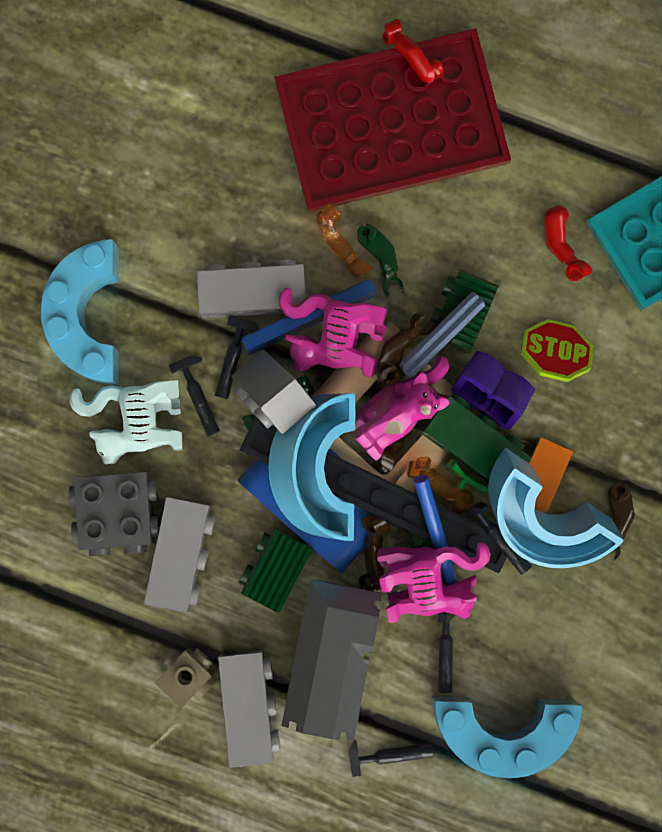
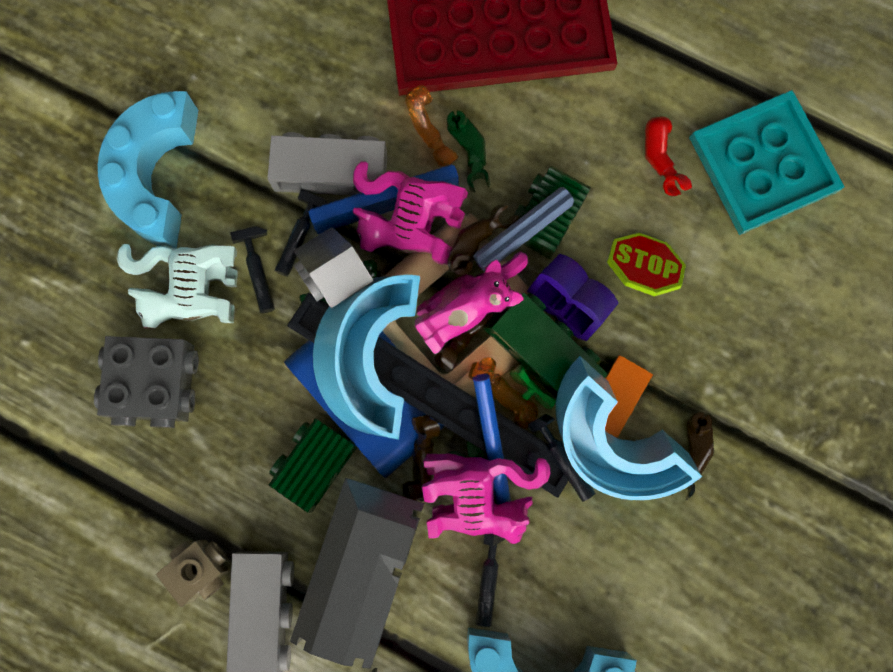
camera: 10 degrees right, 5 degrees down
(179, 555) = (208, 436): light grey brick -> none

